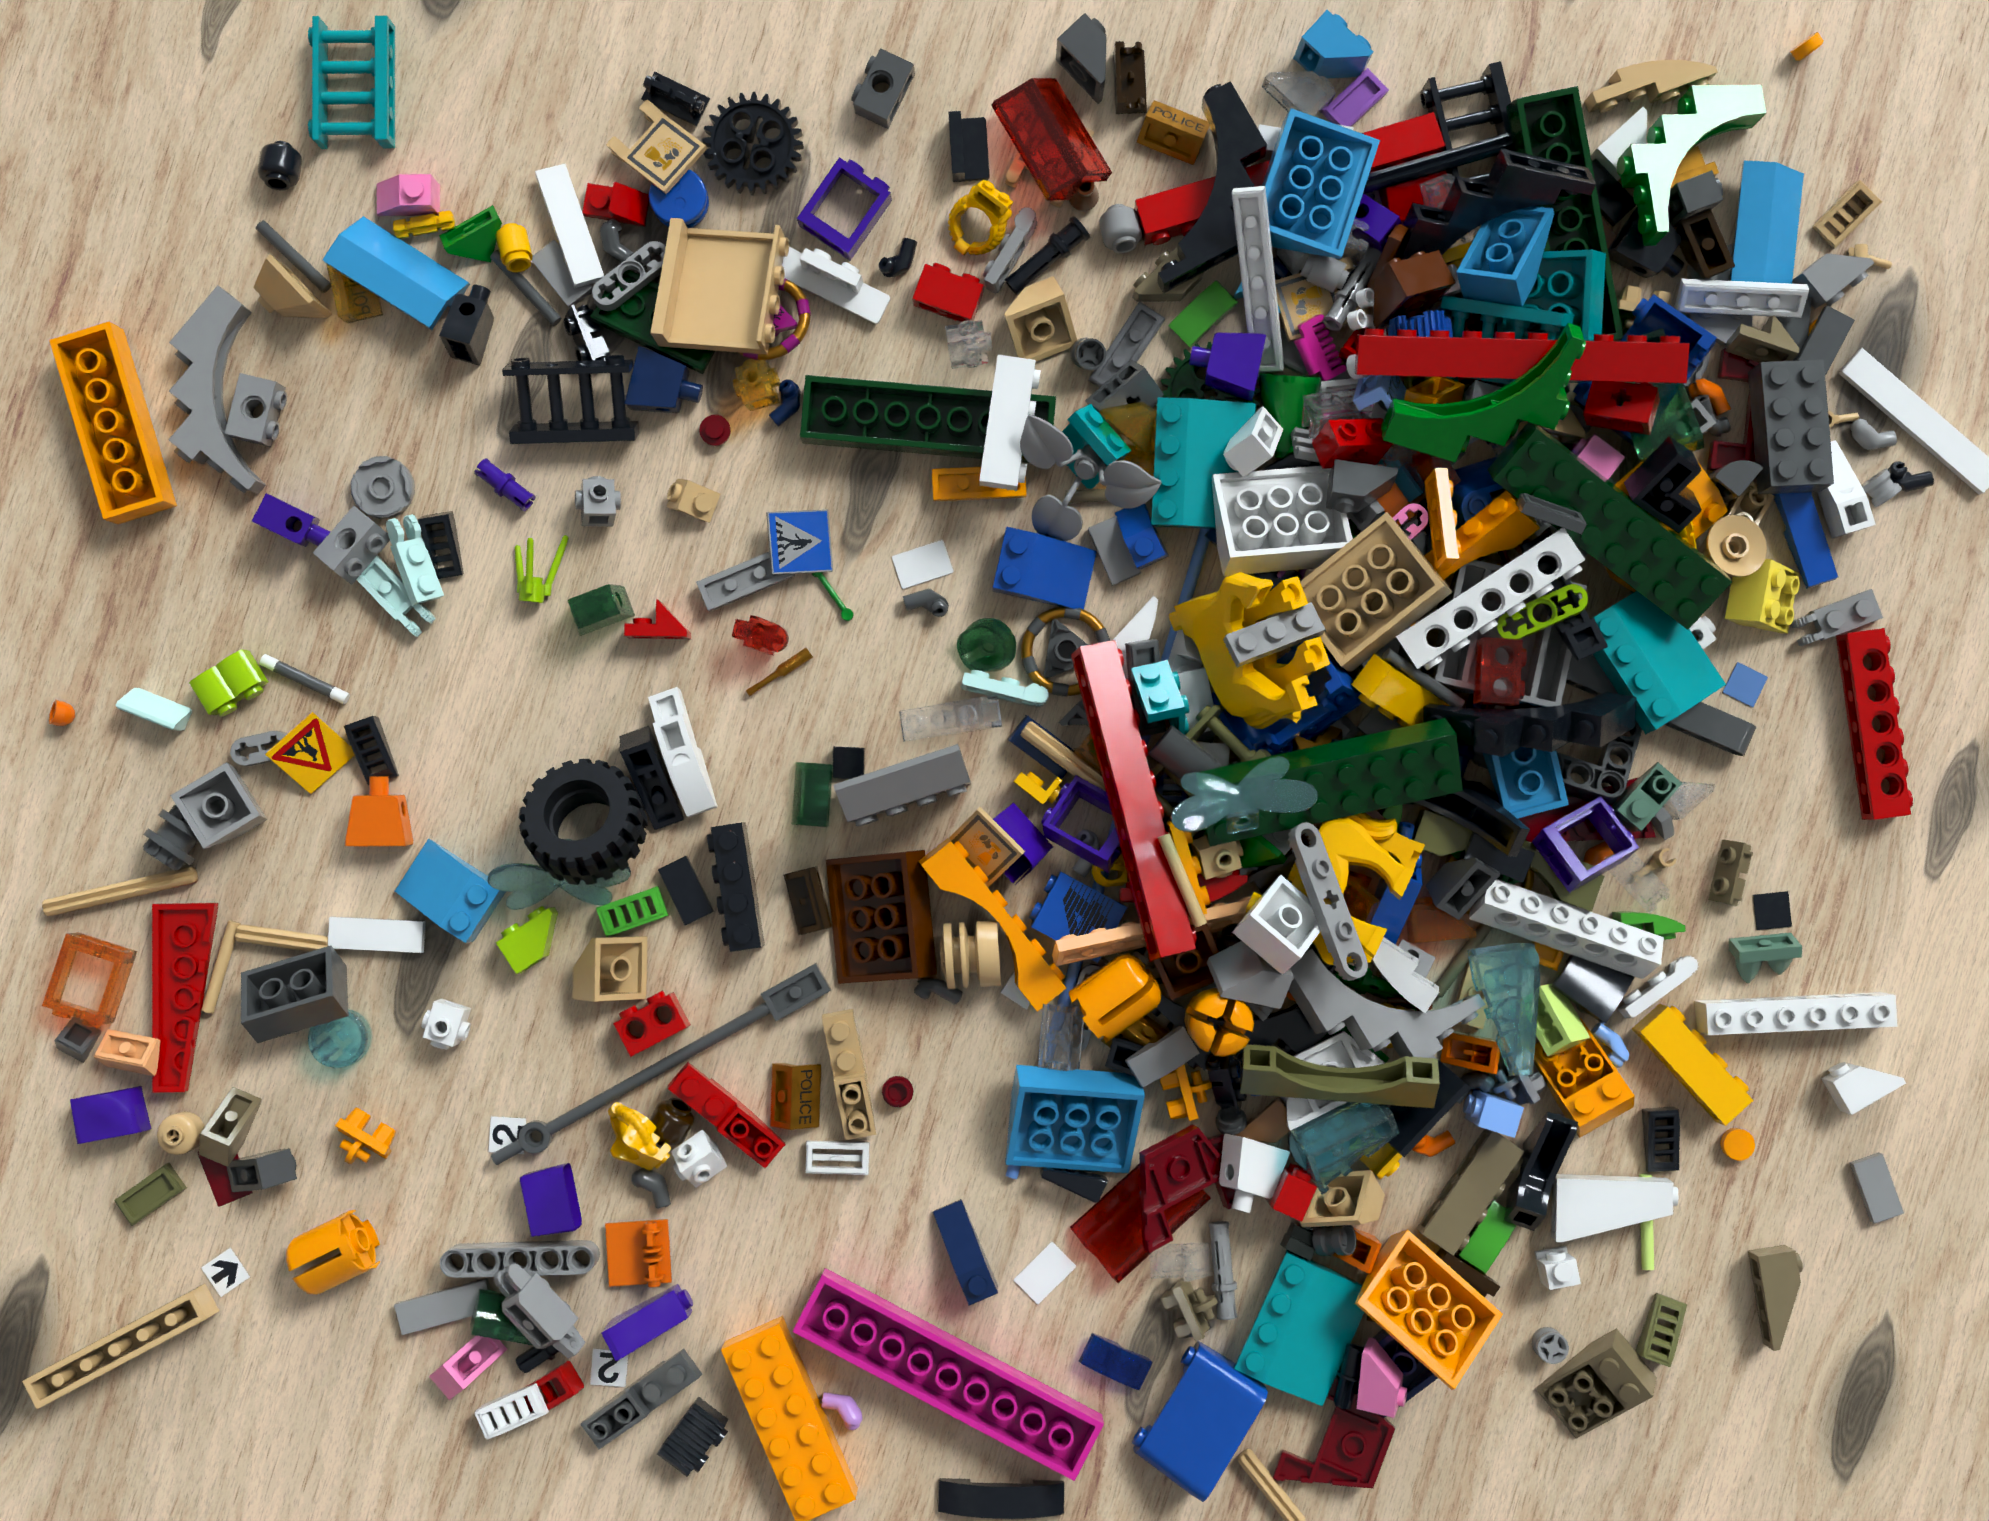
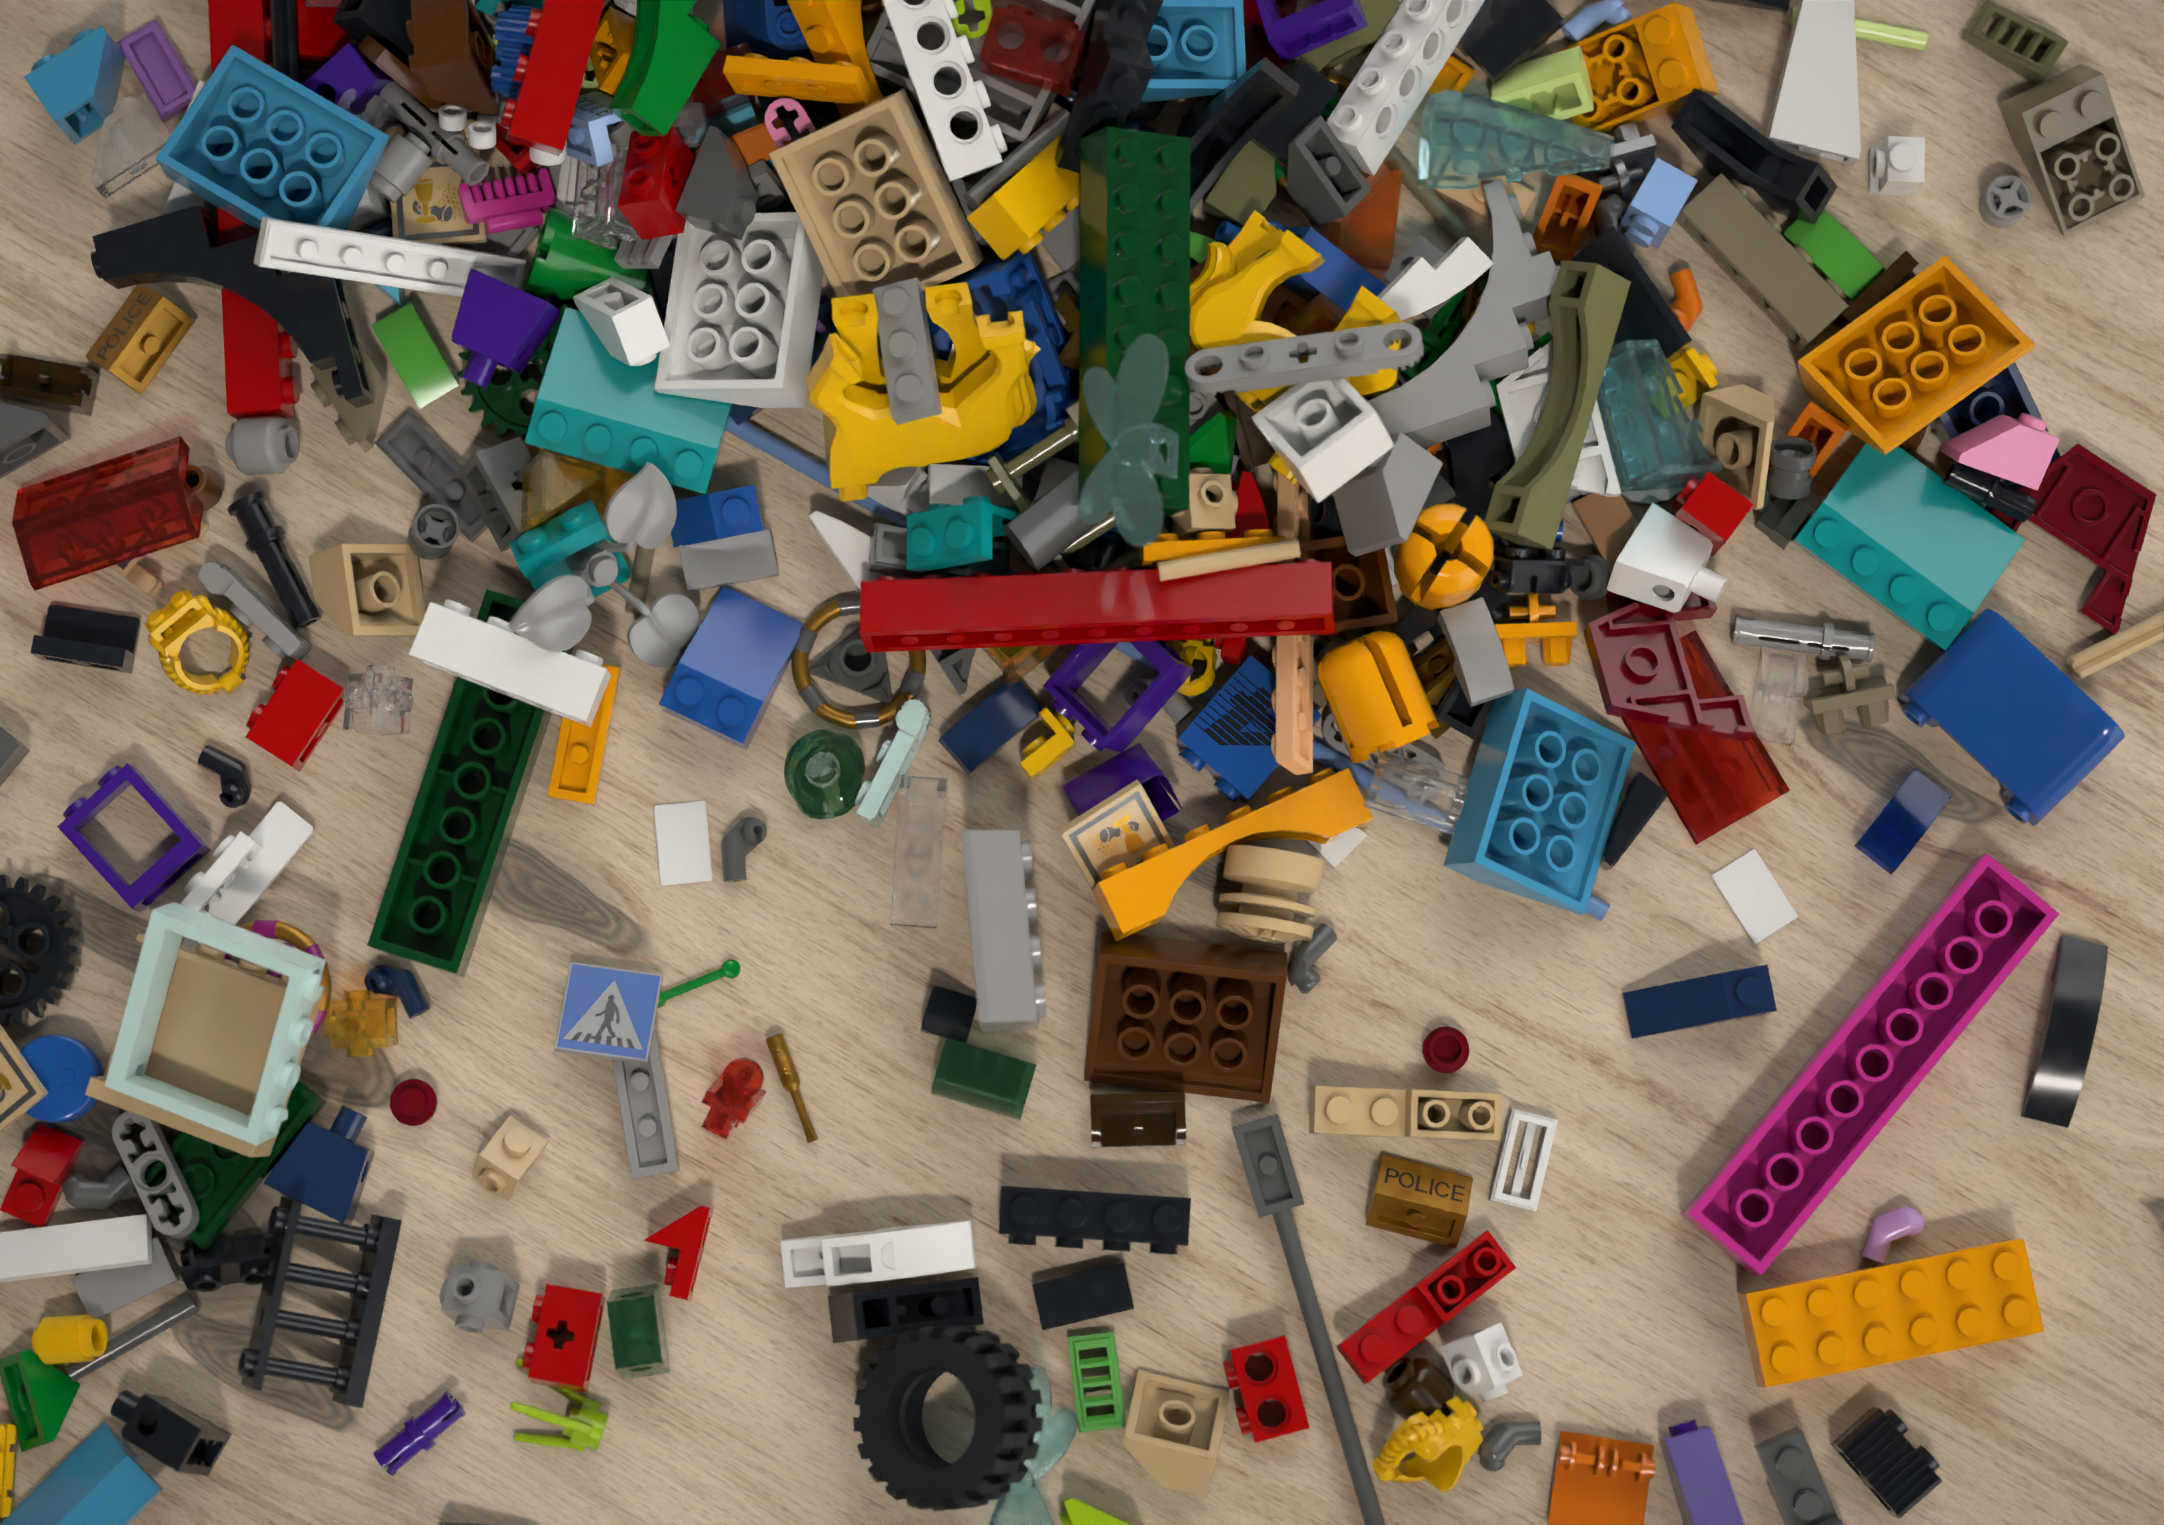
camera: 80 degrees left, 5 degrees down
(568, 572) = (572, 1364): none -> red brick
(731, 241) = (146, 1003): none -> light aqua window
(1061, 754) = (1009, 698): tan axle -> none

